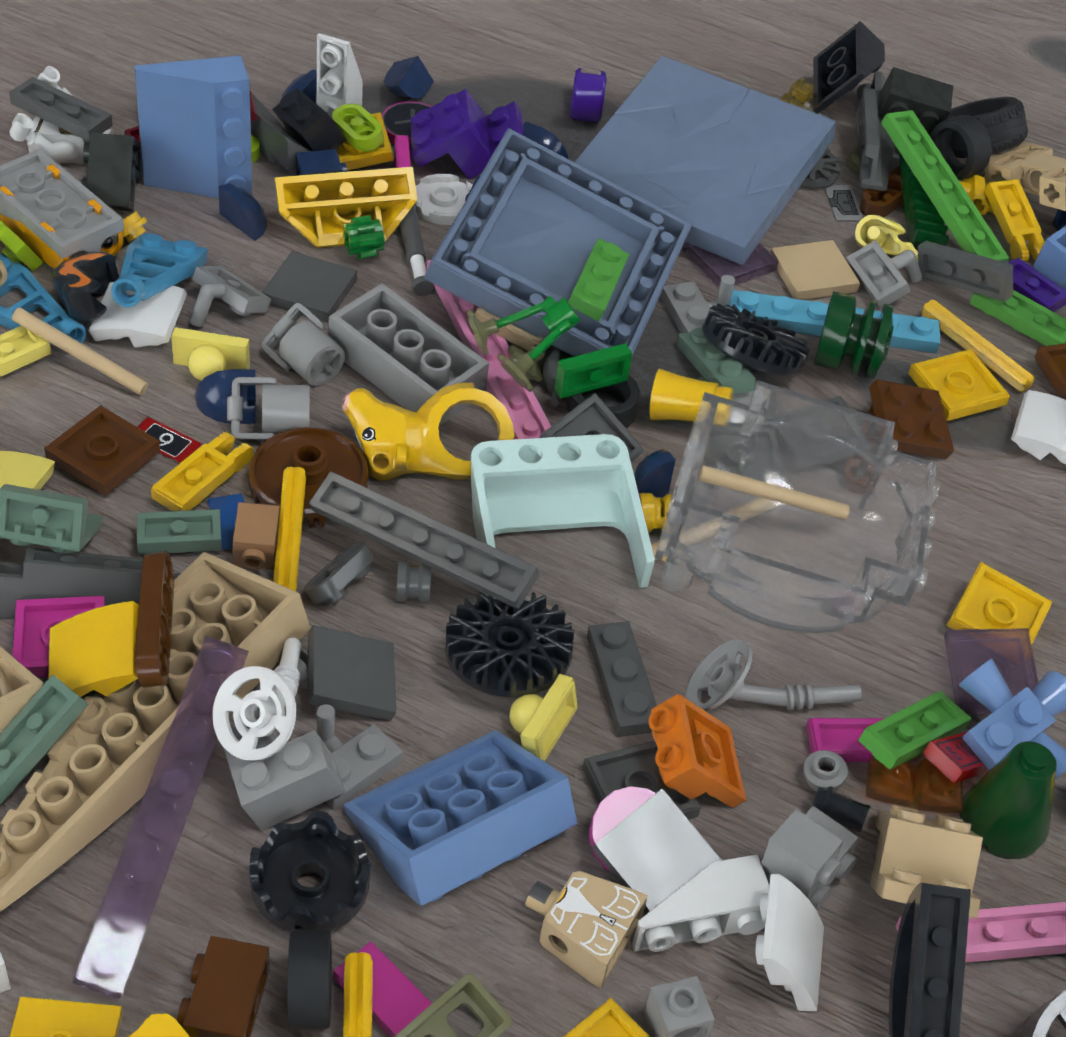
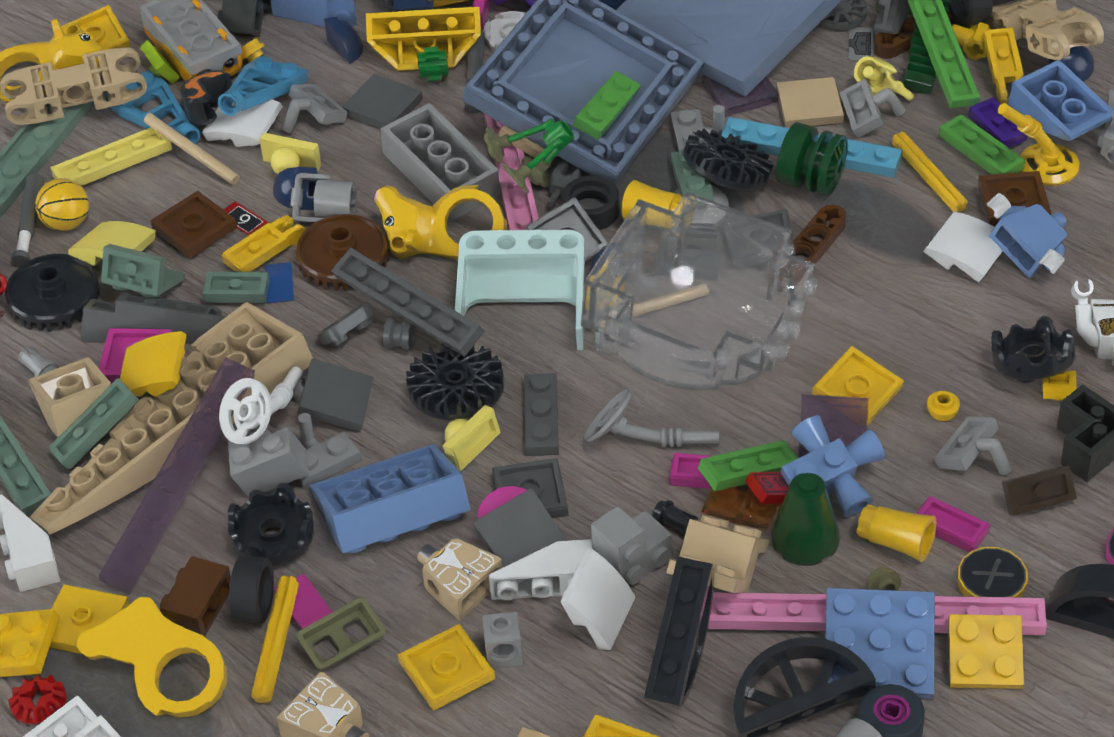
camera: 20 degrees right, 0 degrees up
(155, 620) = (197, 345): reddish brown beam -> none
(255, 536) = (290, 293): medium nougat brick -> none
(290, 527) = (314, 290): yellow axle -> none
(305, 347) = (362, 152): light grey piece -> none
(593, 370) = (578, 179): green plate -> none
(695, 752) = (572, 467): orange plate -> none
(773, 492) = (692, 281): tan bar -> none
(816, 777) = (665, 490): light grey plate -> none
(917, 418) = (840, 230): reddish brown plate -> none
(962, 383) = (898, 204): yellow plate -> none
(966, 270) = (935, 107): dark grey plate -> none

